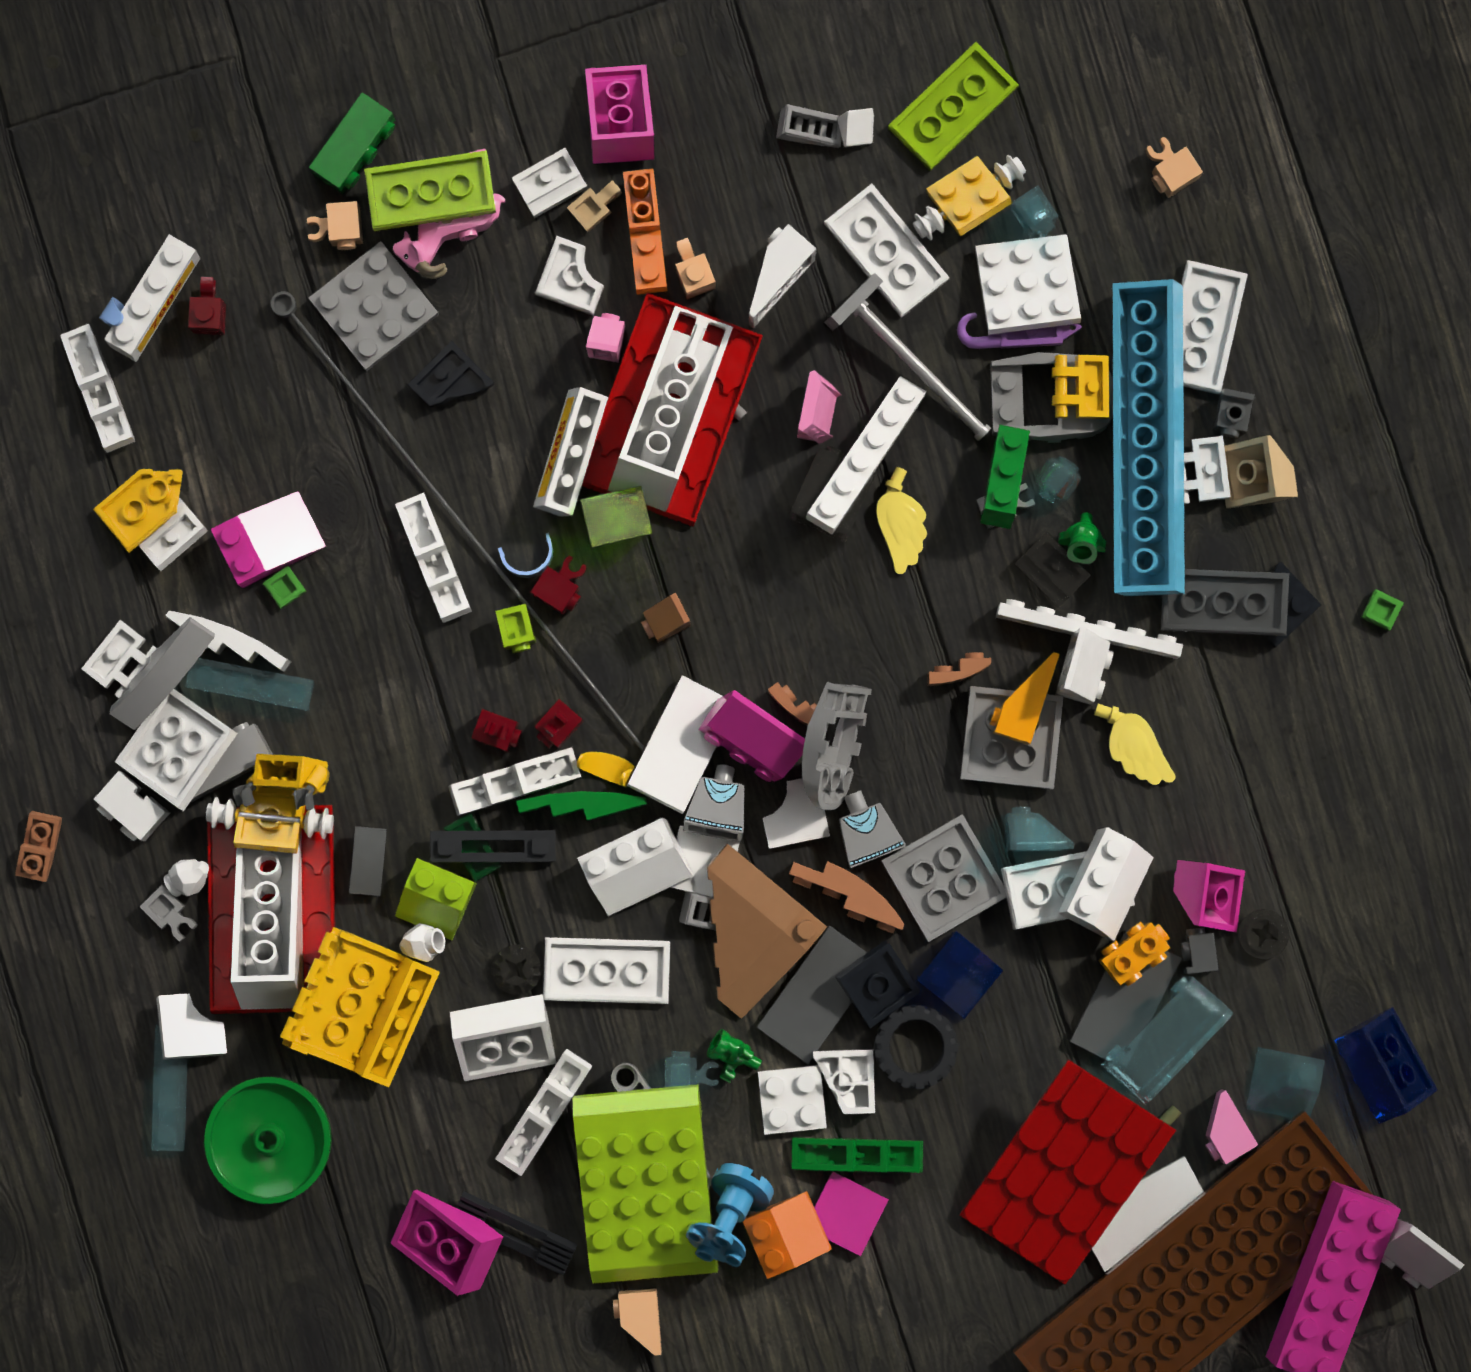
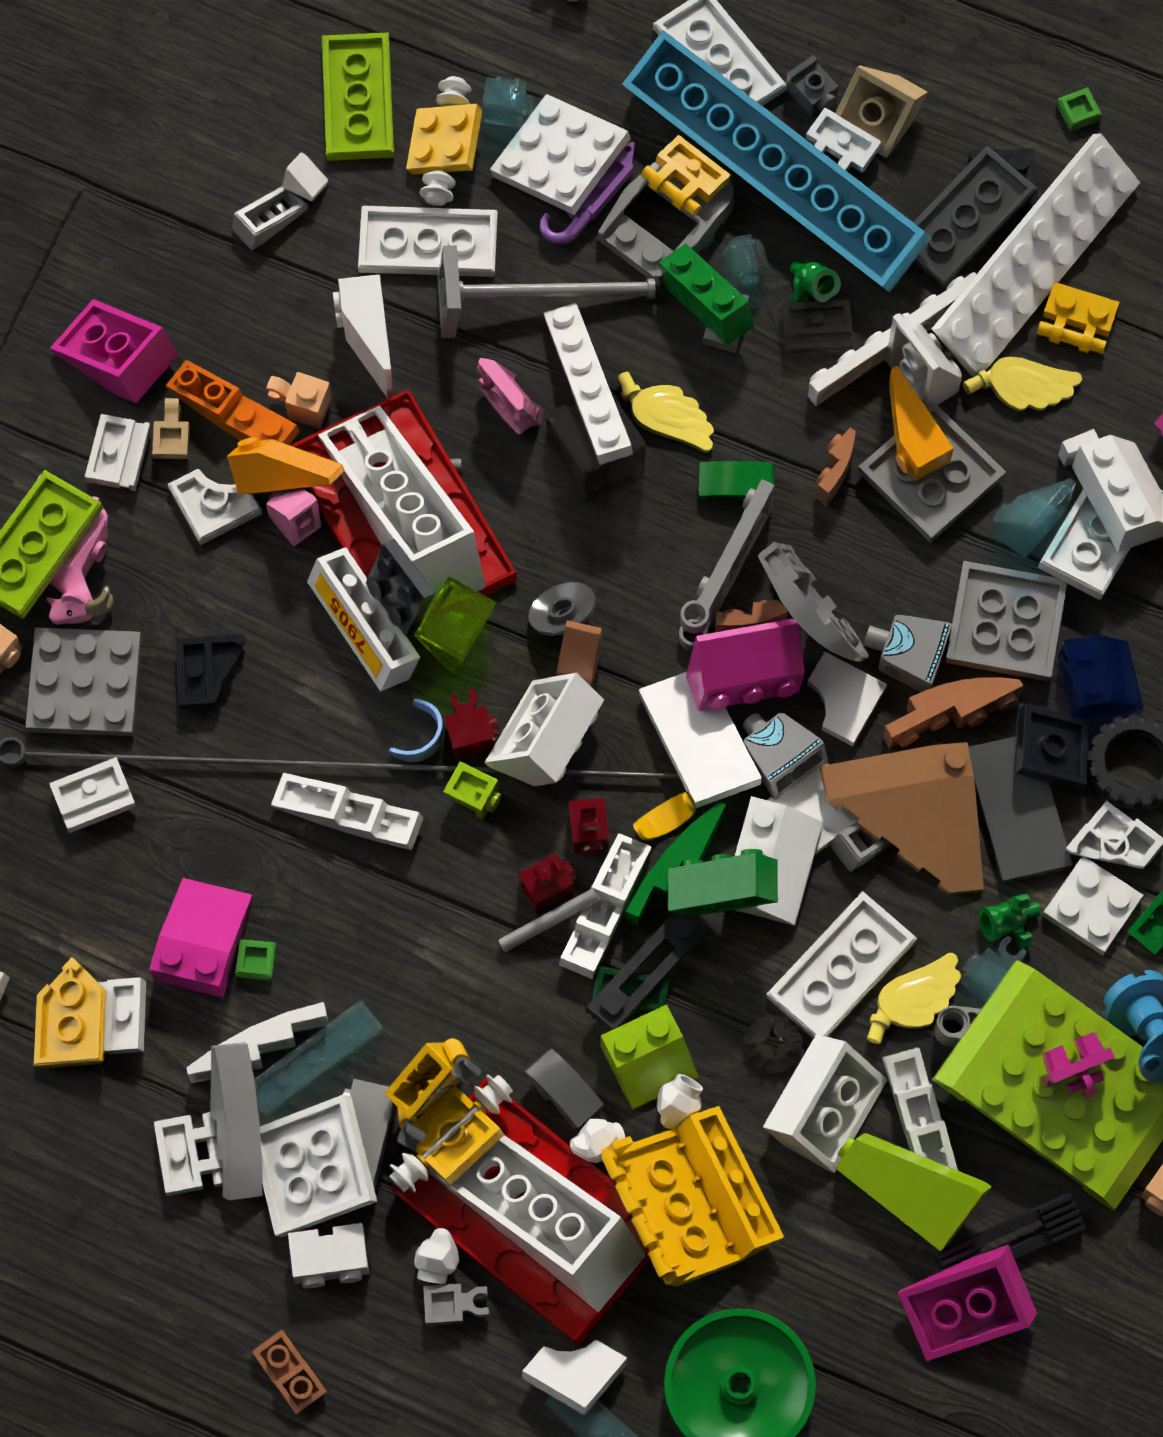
camera: 50 degrees left, 15 degrees down
(300, 383) = (92, 795): none -> white plate
(350, 913) = (594, 1137): none -> white rock
(471, 754) = (549, 920): none -> light grey bar
(491, 1141) = (912, 1187): none -> lime slope
(582, 851) = (723, 883): none -> green brick
(596, 640) = (546, 729): none -> white slope
(601, 463) = (399, 587): none -> black plate
(623, 302) = (277, 466): none -> light orange slope
(628, 1035) = (915, 997): none -> light yellow animal
(642, 1181) = (1091, 1055): none -> dark pink hips
(694, 576) = (561, 603): none -> dark grey dish
(786, 667) = (715, 589): none -> light grey hinge
(889, 612) = (732, 478): none -> green slope
(1115, 823) = (1070, 447): none -> white plate
(1225, 739) = (1081, 311): none -> yellow plate
(1236, 675) = (1036, 255): none -> white plate

